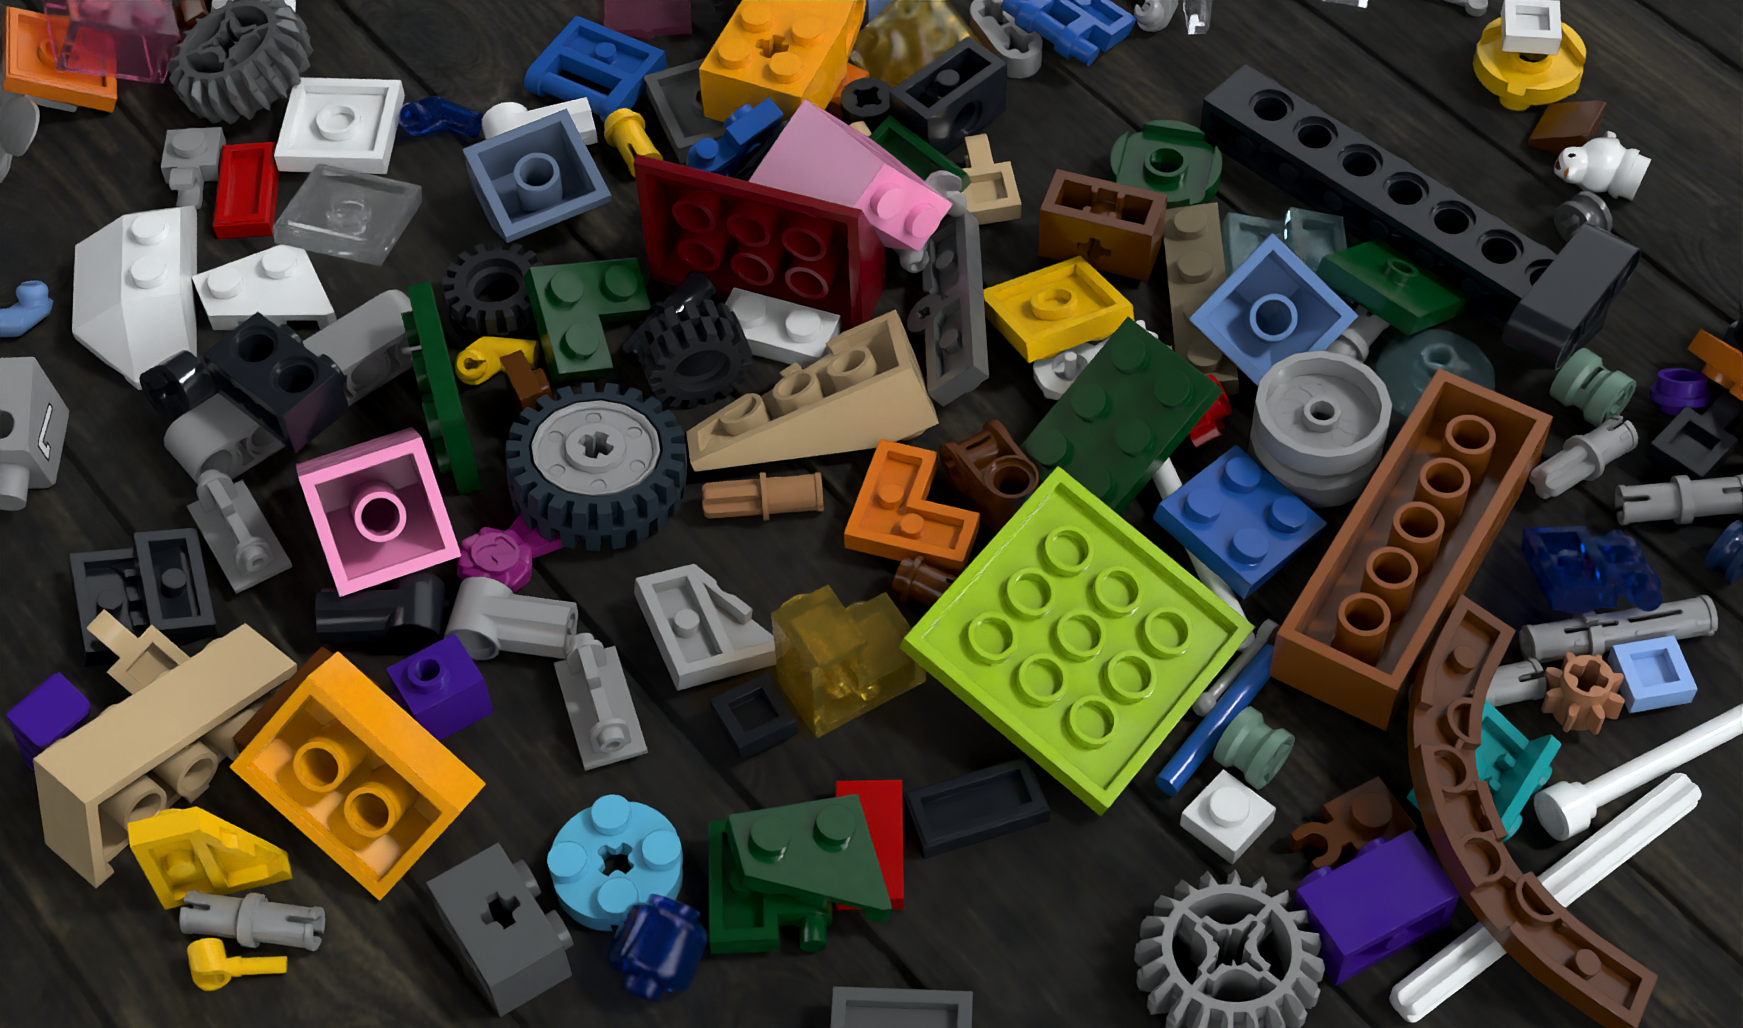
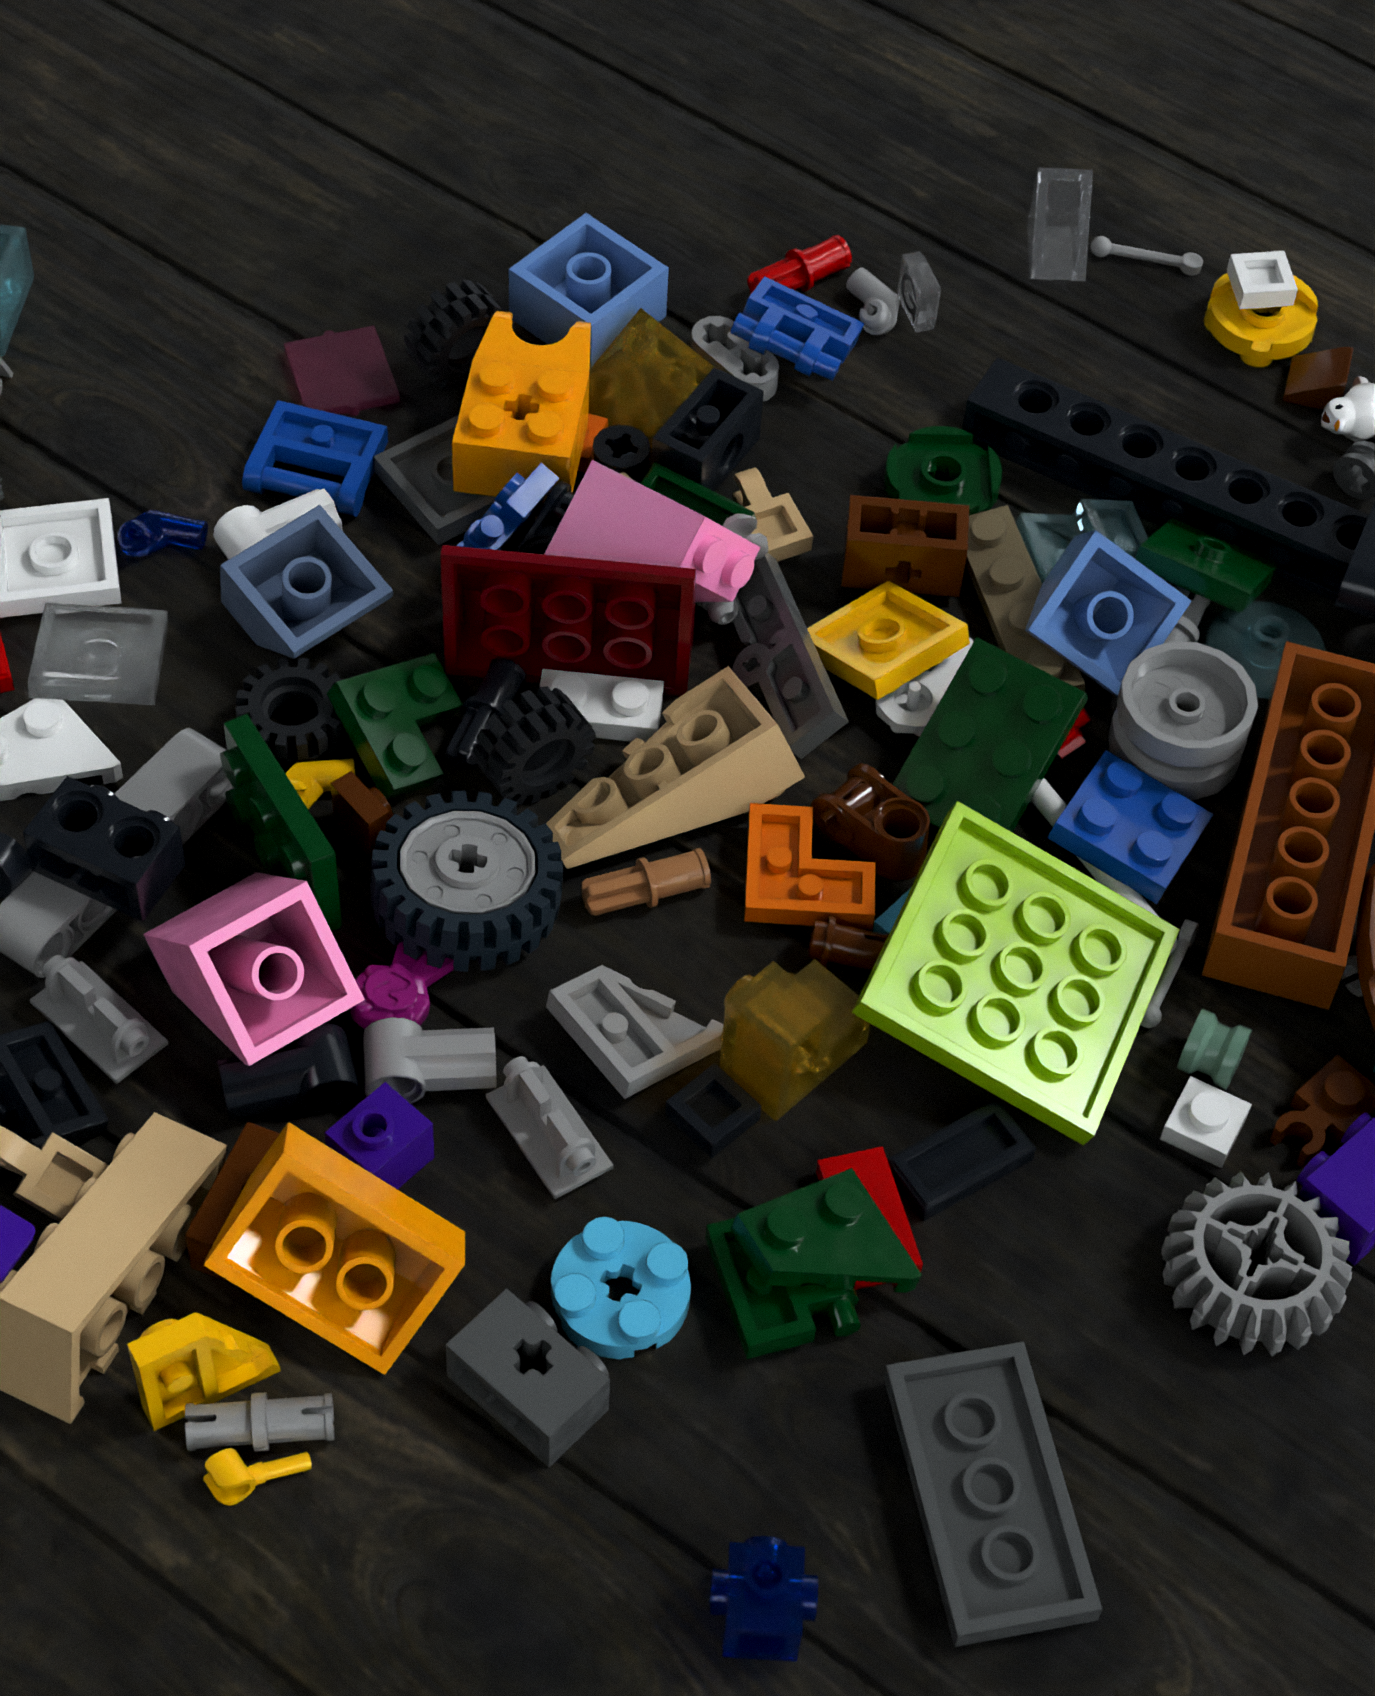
camera: 20 degrees left, 0 degrees up
(626, 132) = (371, 519): yellow pin -> none
(658, 947) = (697, 1362): clear blue head -> none
(1214, 724) = (1167, 1029): blue bar -> none

